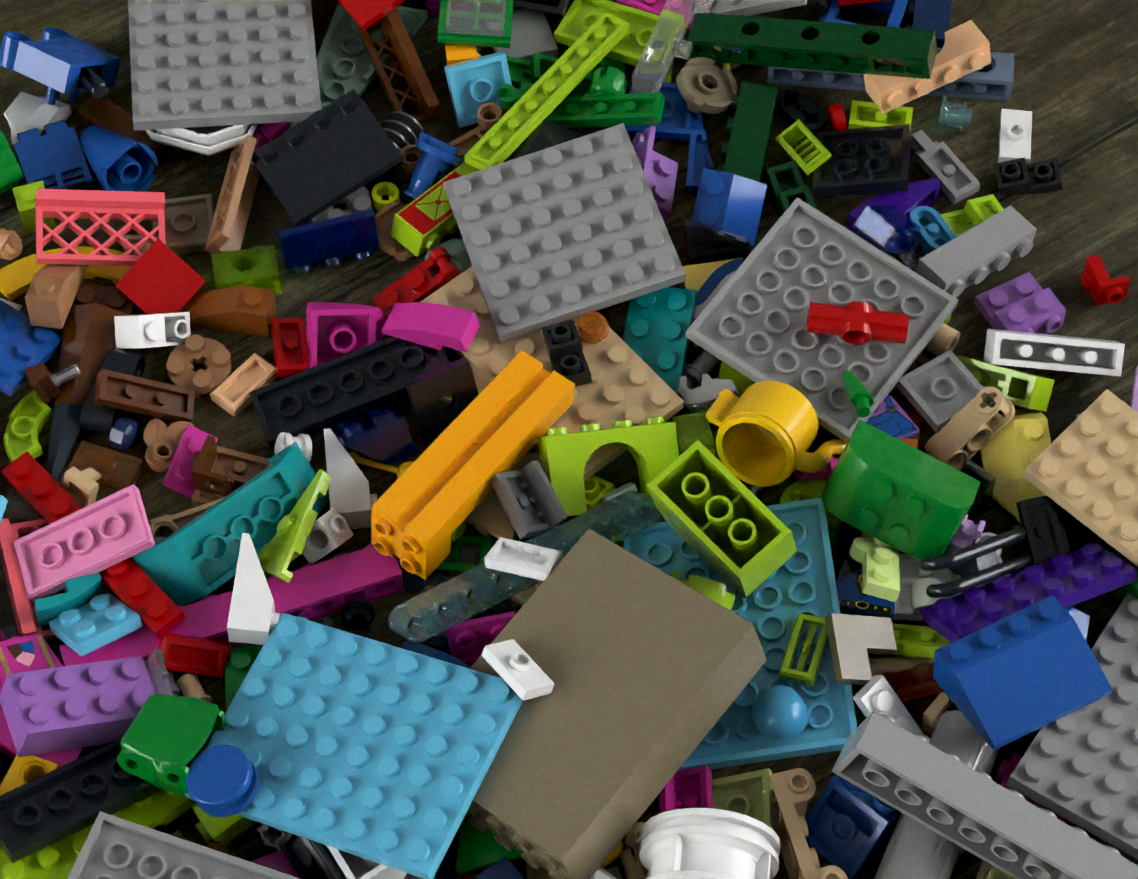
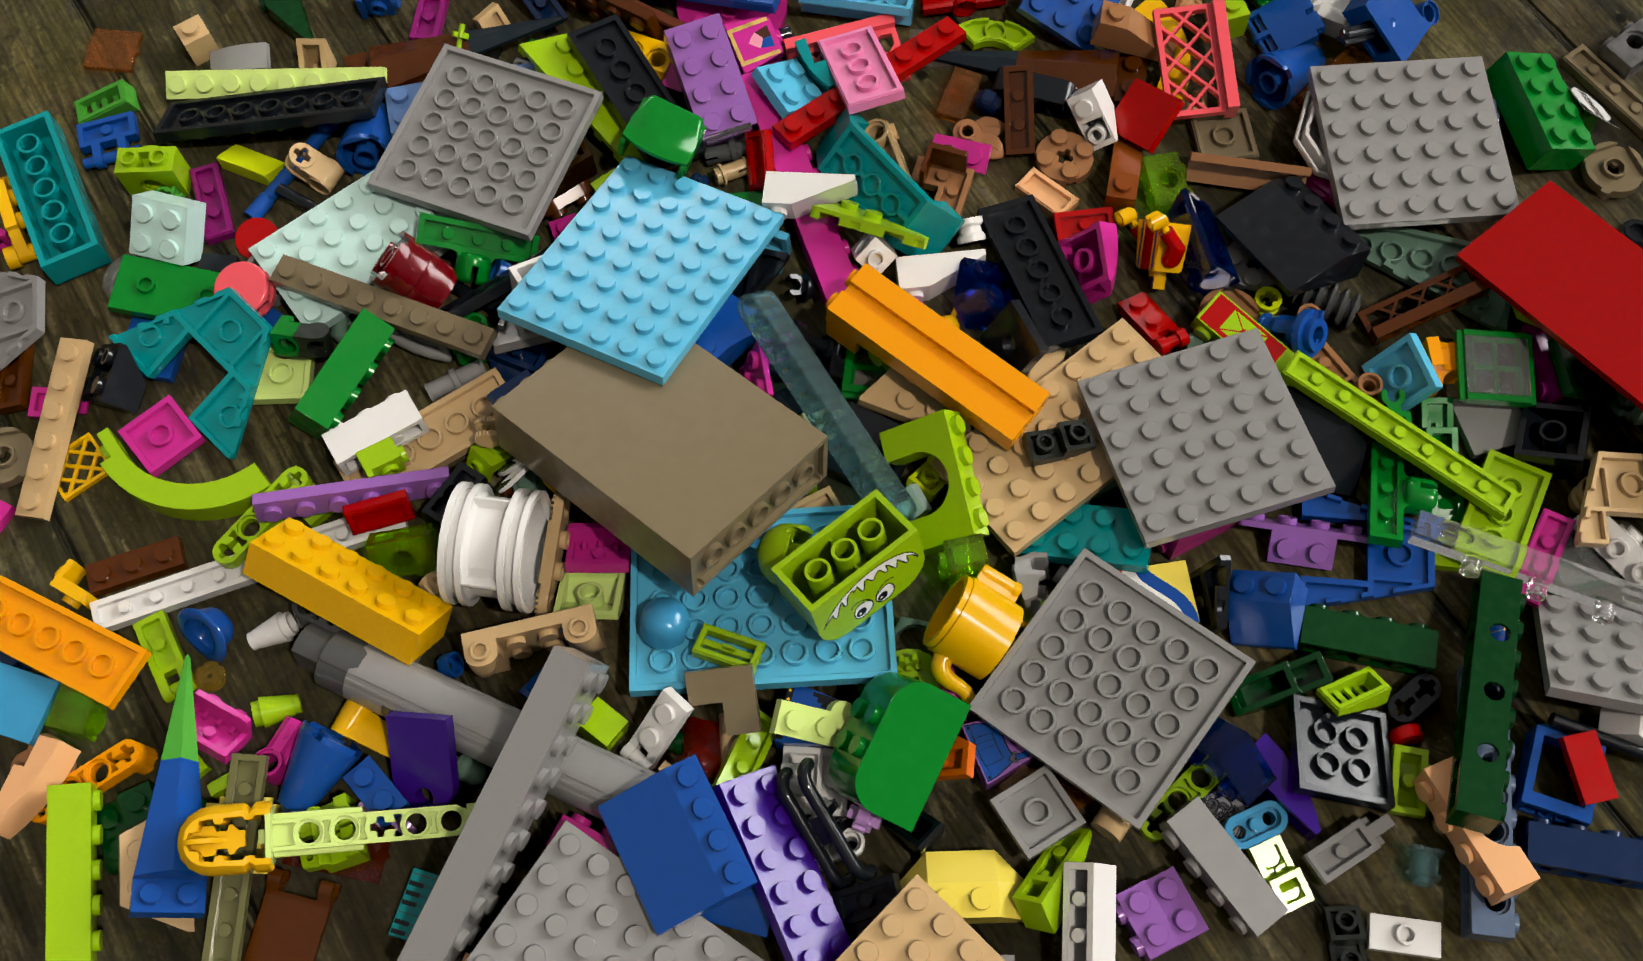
camera: 95 degrees right, 10 degrees up
(46, 384) = (1032, 37): copper piece -> none
(82, 485) = (933, 77): tan tile -> none
(222, 780) = (615, 170): blue head -> none
(326, 274) = (1159, 244): none -> torso
(432, 325) = (1086, 325): dark pink slope -> none
(518, 669) = (678, 373): white plate -> none
(522, 559) = (810, 389): white plate -> none
(529, 500) = (886, 402): dark grey bracket -> none
(592, 320) = (1089, 456): clear orange plate -> none
(698, 96) = (1436, 577): dark tan plate -> none
(857, 323) = (1094, 714): red piece -> none
(858, 394) = (1012, 713): green bar -> none
(971, 428) = (988, 837): tan piece -> none

